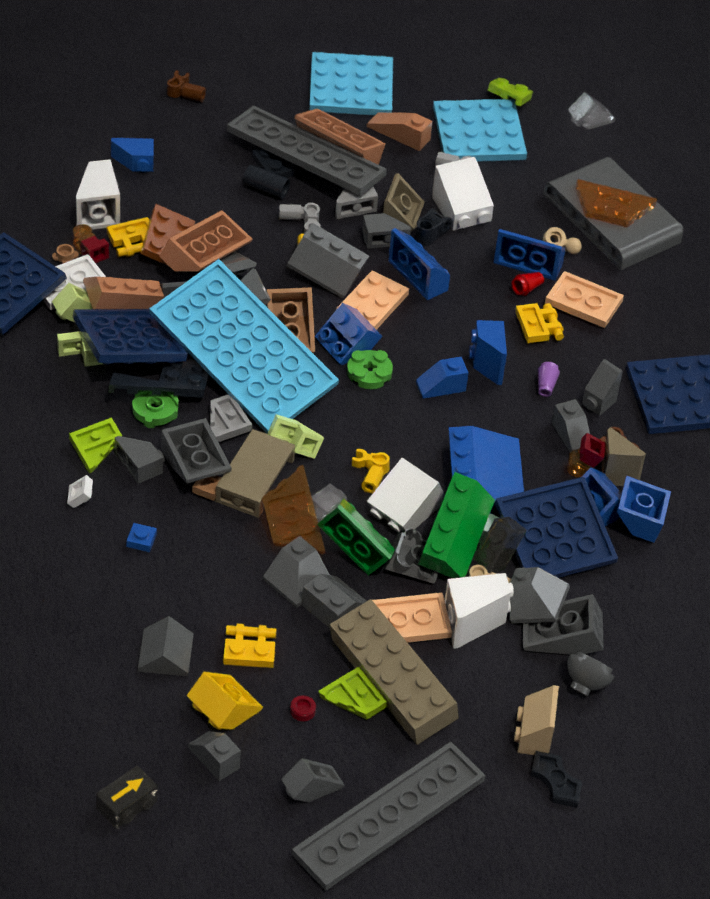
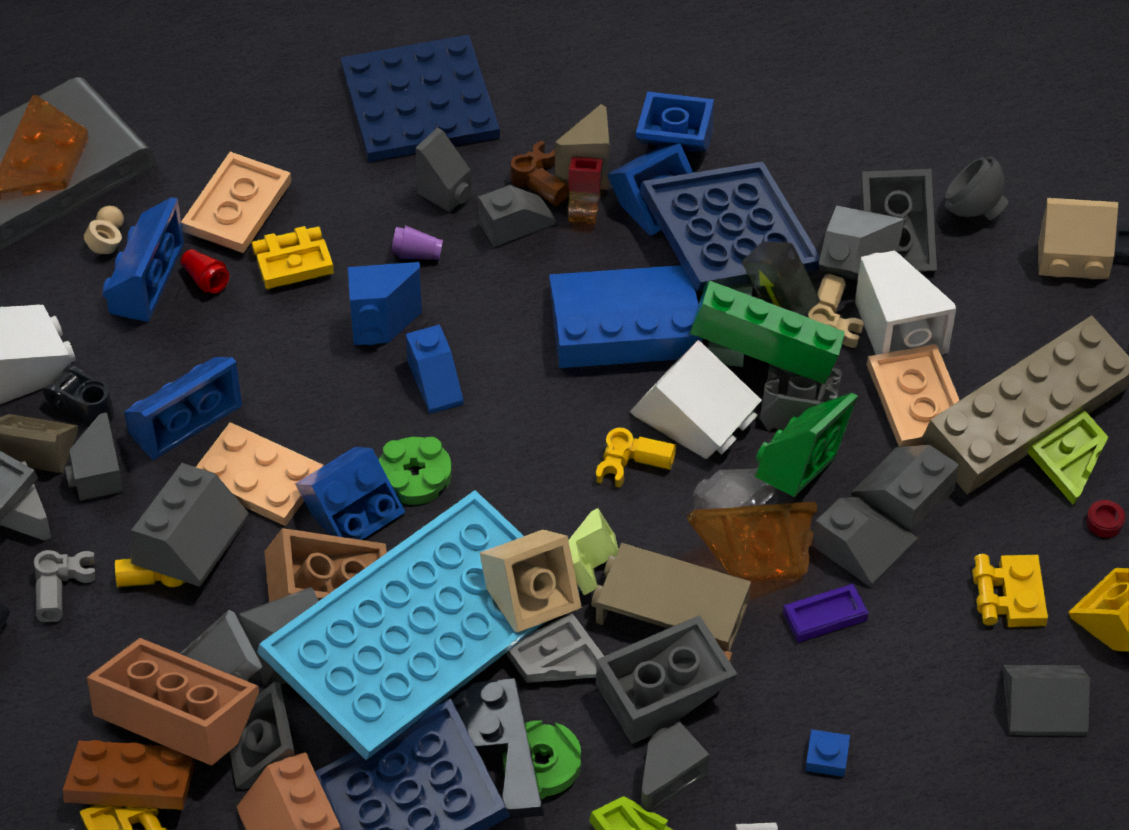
camera: 90 degrees left, 5 degrees up
(244, 550) = (825, 612): none -> dark purple tile
(267, 394) = (532, 578): none -> tan slope

